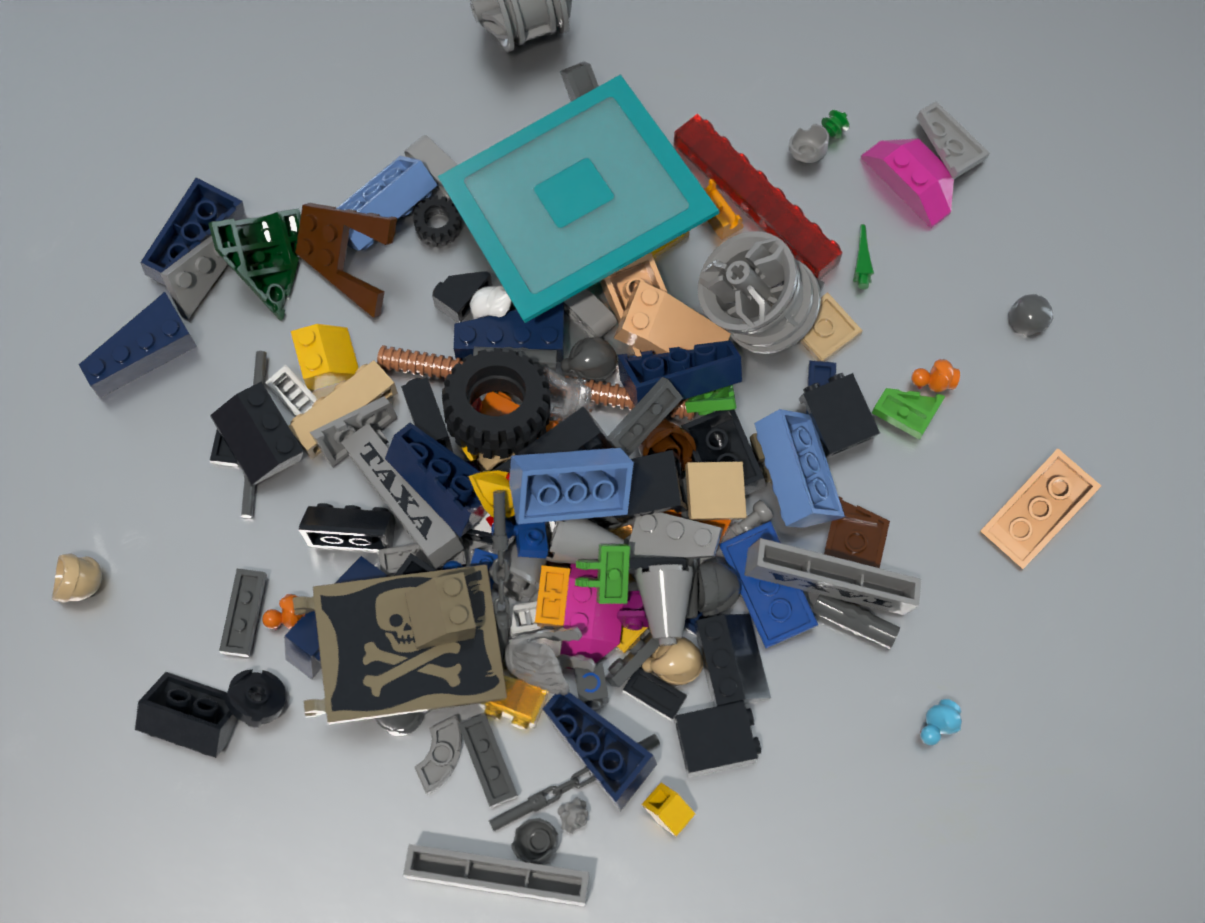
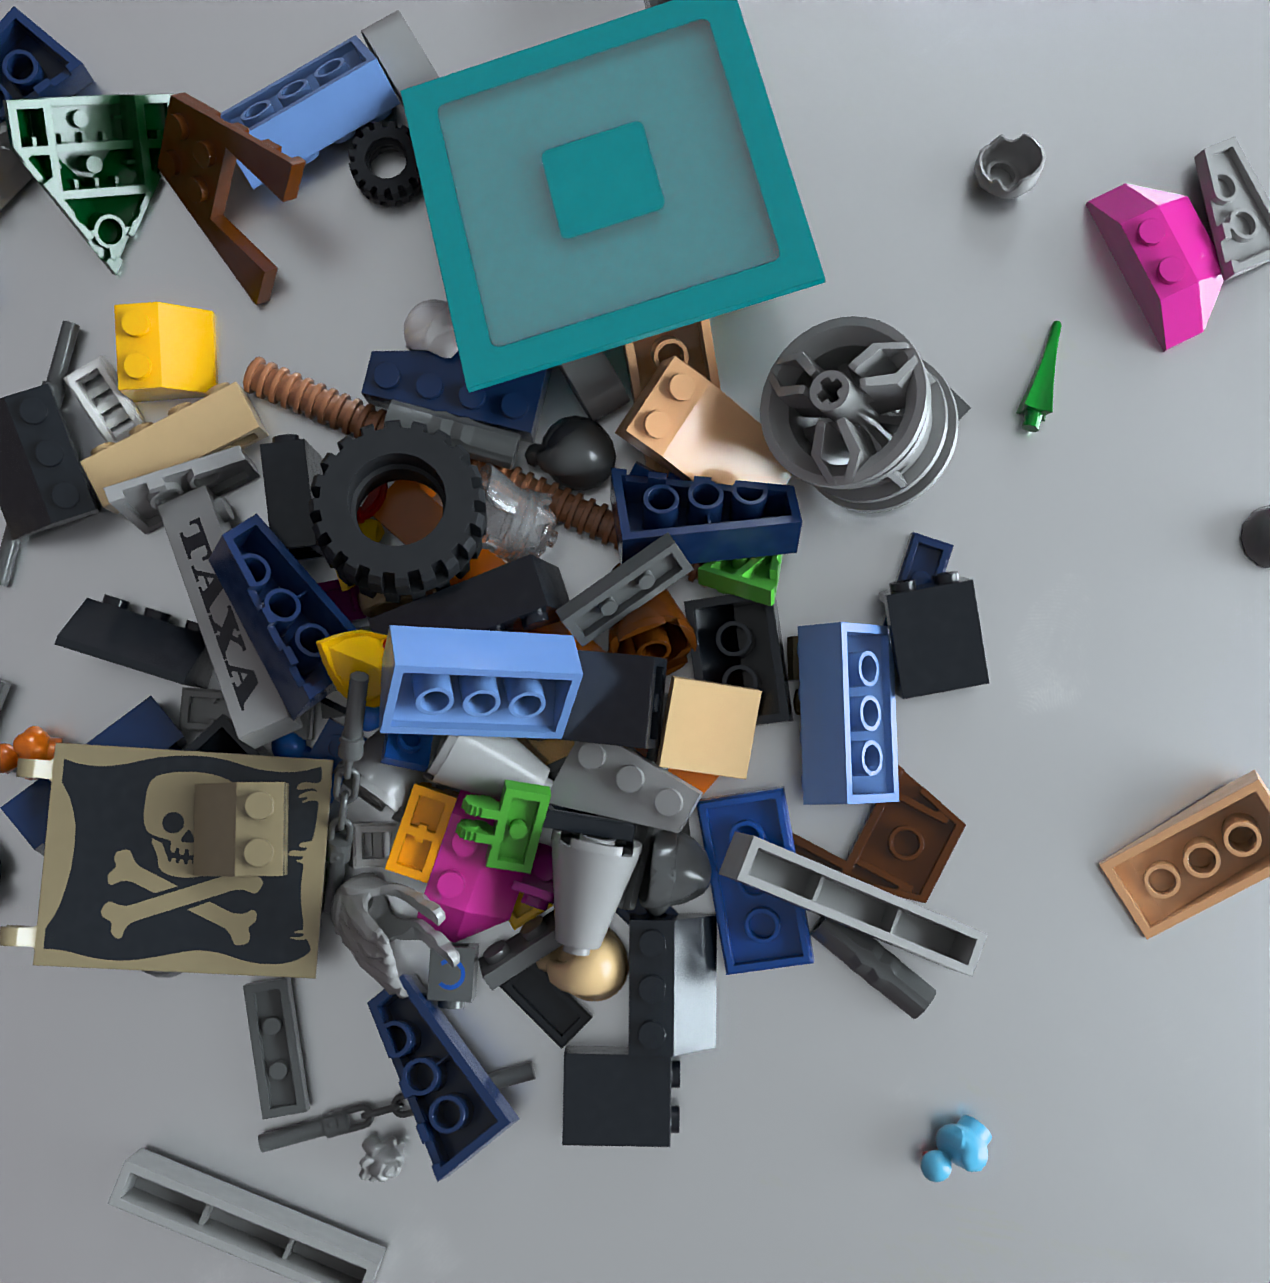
camera: 10 degrees right, 15 degrees up
(443, 755) = (212, 1023): light grey tile -> none
(456, 292) = (392, 293): black slope -> none
(522, 705) = (338, 976): clear yellow brick -> none
(535, 841) = (316, 1188): dark grey hair -> none
(673, 813) = (520, 1188): yellow brick -> none
(727, 221) = (835, 246): light orange hinge -> none
(756, 195) = (901, 237): clear red brick -> none
(760, 513) = (772, 762): light grey piece -> none
(830, 331) = (962, 491): tan tile -> none
(835, 123) = (1063, 137): green wheel -> none
(907, 410) = (1043, 649): bright green wing -> none
(941, 376) = (1105, 610): orange animal -> none

